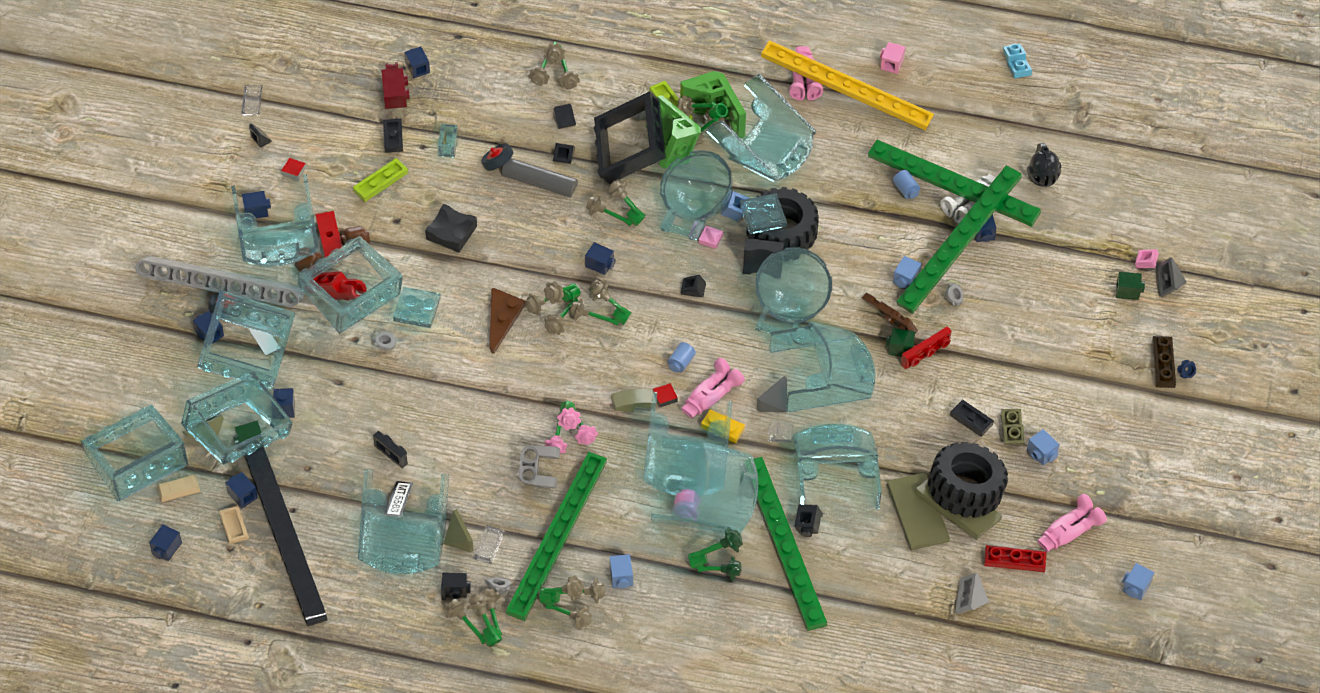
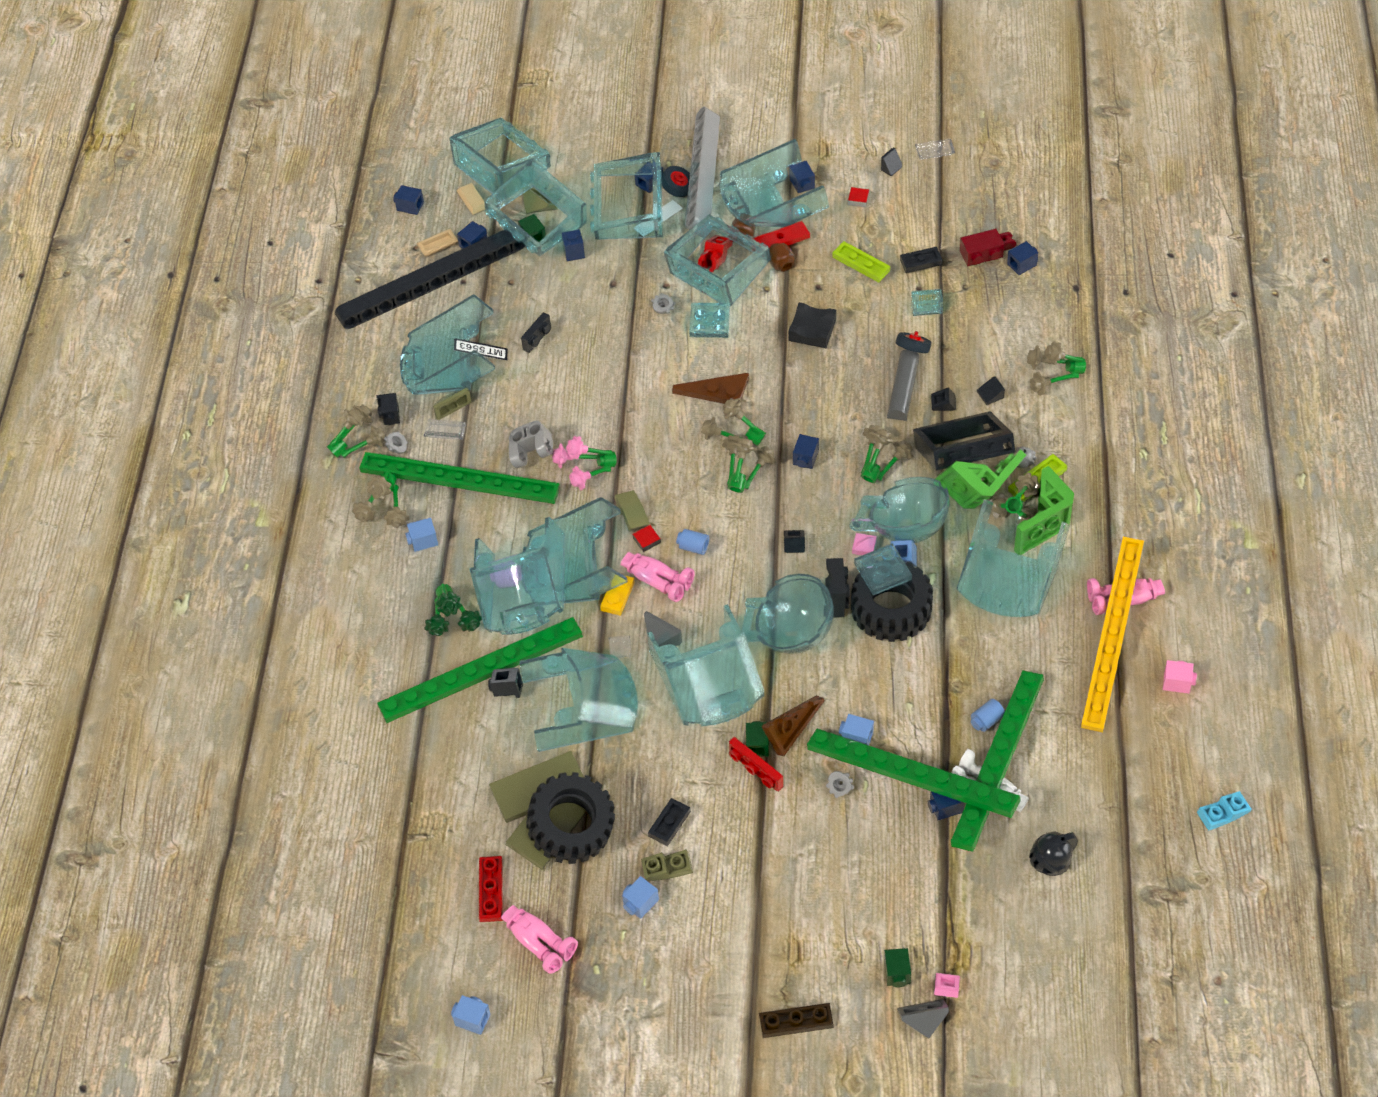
camera: 85 degrees right, 0 degrees up
(970, 594) = (434, 850): light grey slope -> none
(1190, 372) = (785, 1044): dark blue plate -> none

